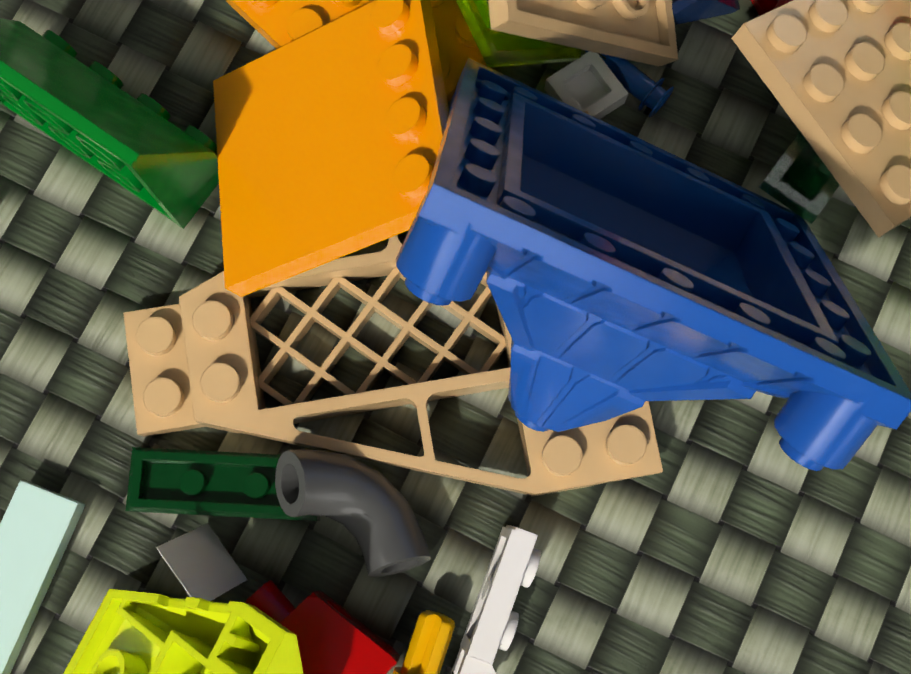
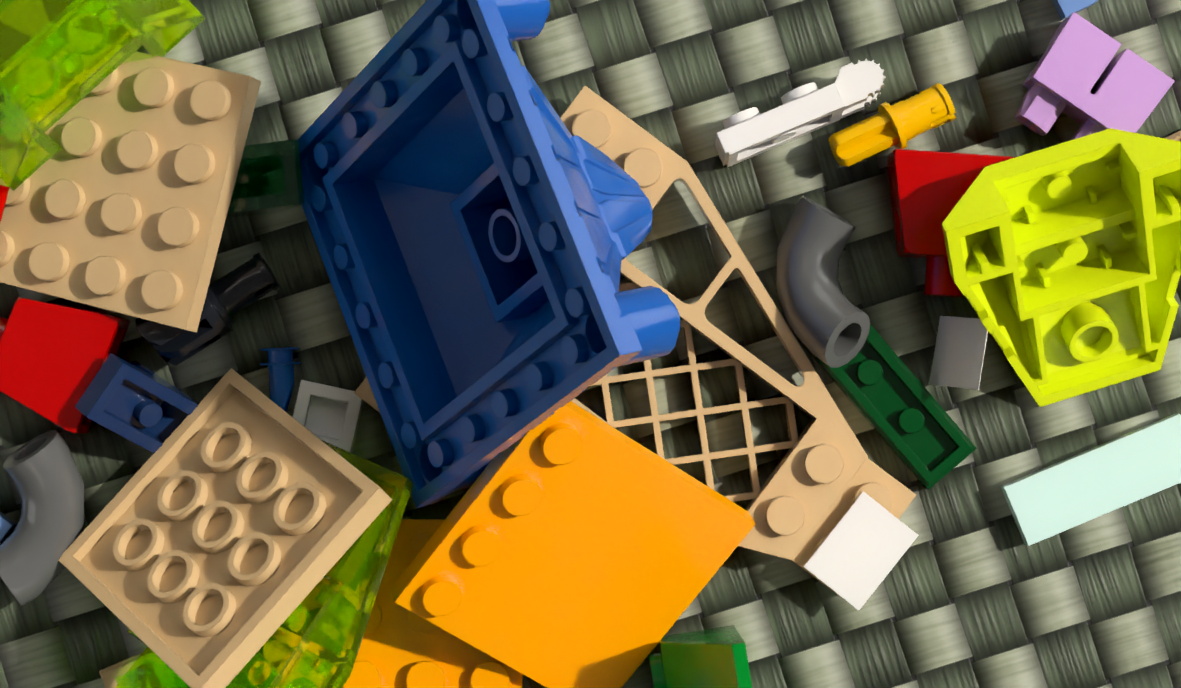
camera: 135 degrees left, 10 degrees up
(136, 354) = (861, 551): none -> white sticker
(731, 81) = (222, 301): none -> black arm

